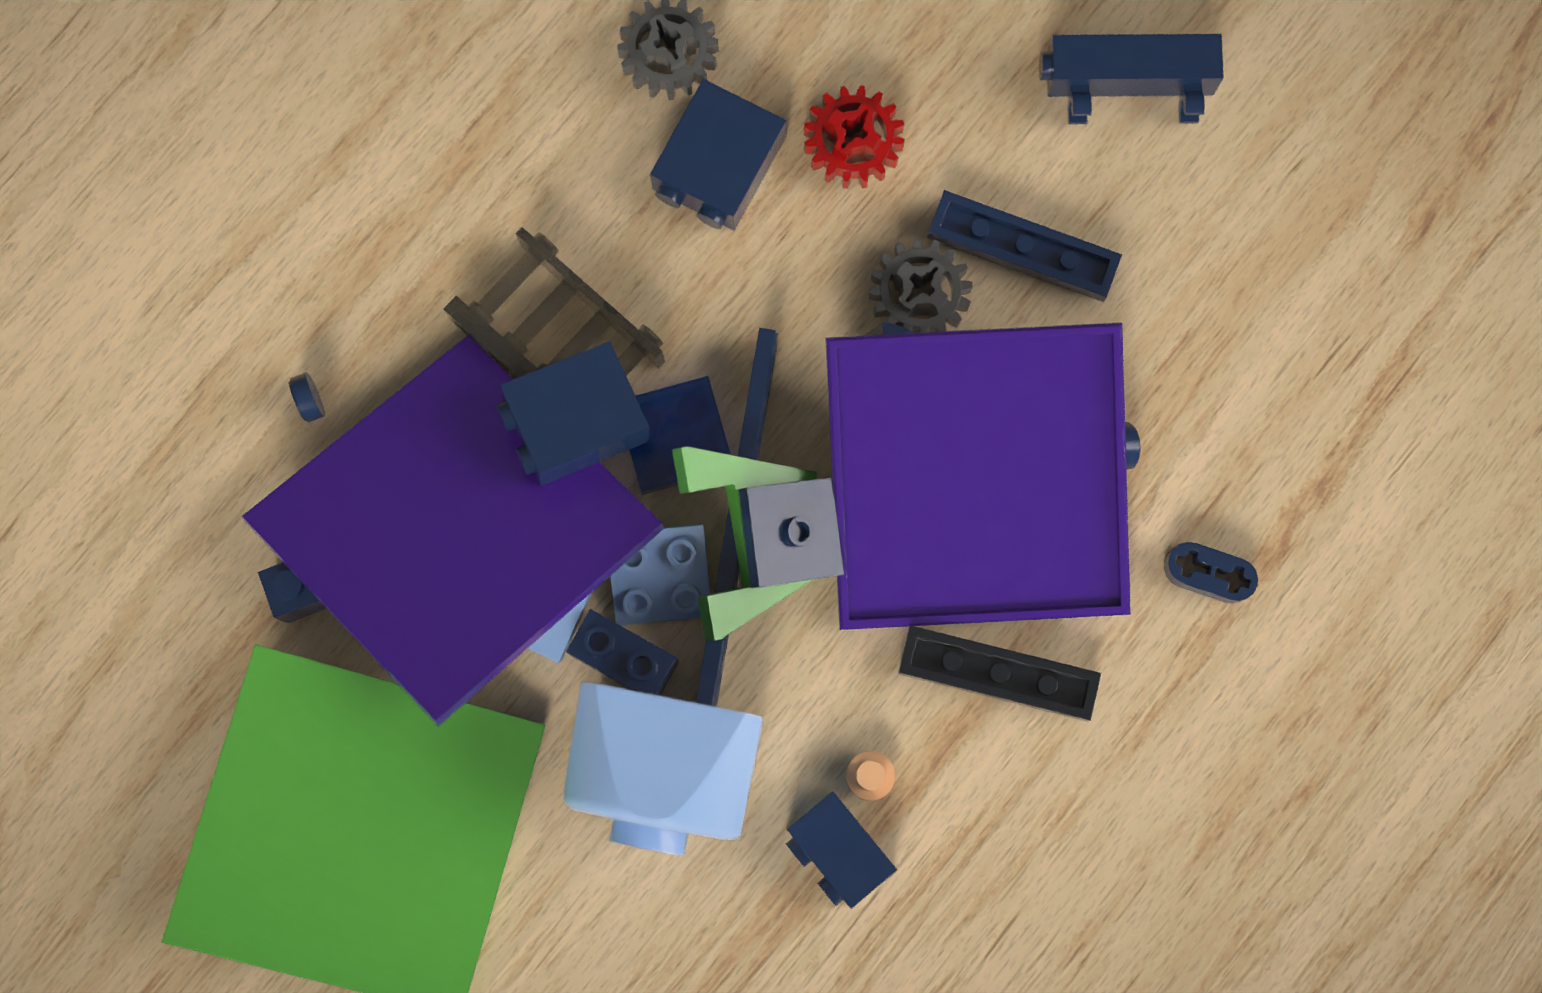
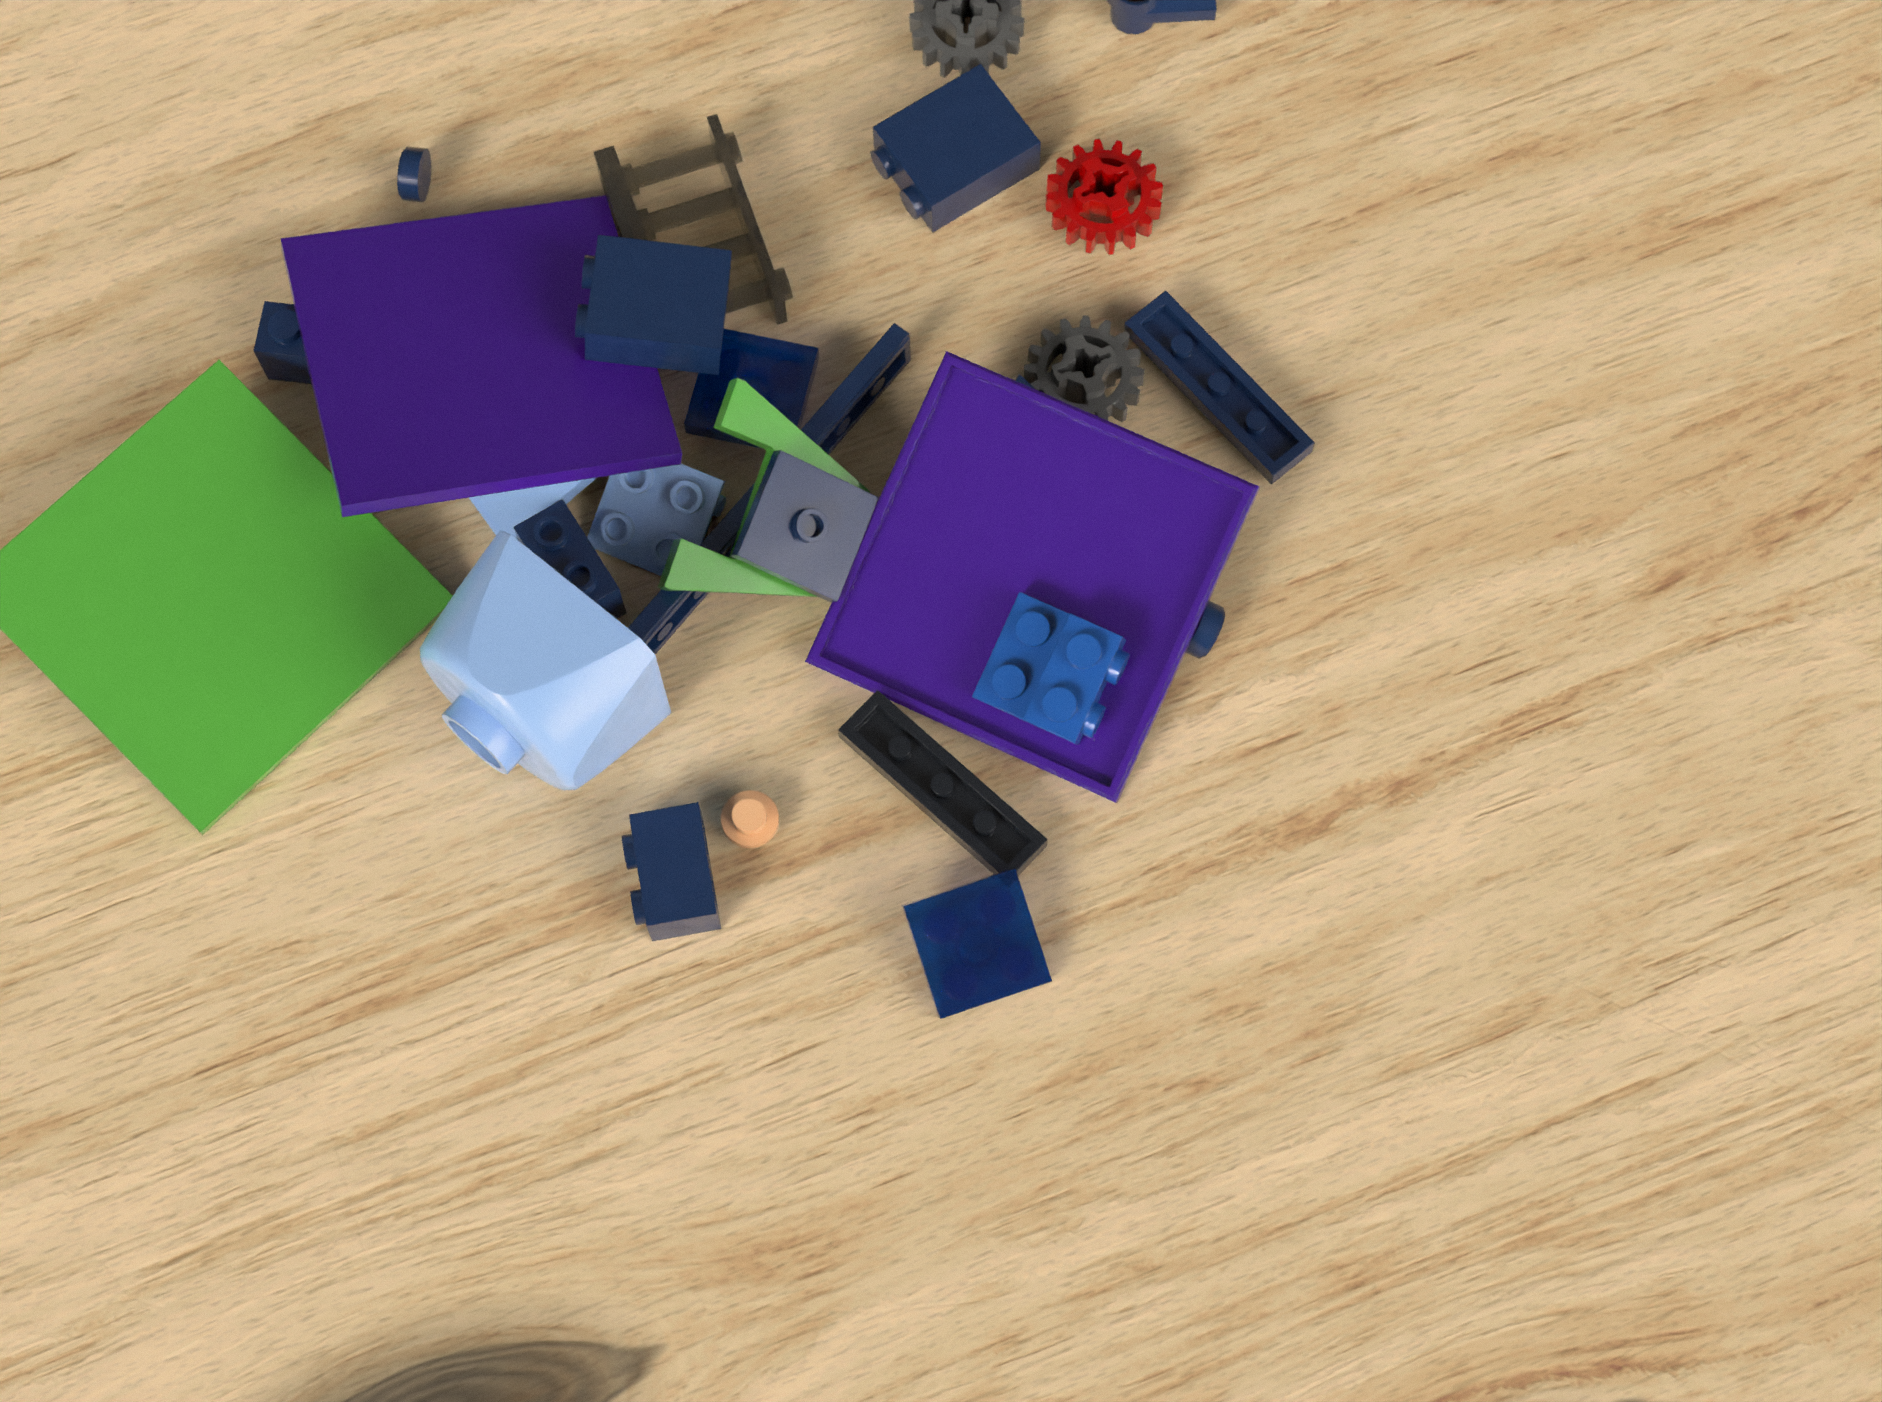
camera: 30 degrees right, 10 degrees down
(1036, 542) = (1052, 669): none -> blue plate
(1094, 780) = (976, 943): none -> clear blue plate
(1133, 66) = (1434, 269): dark blue brick -> none
(1213, 561) = (1216, 815): dark blue beam -> none

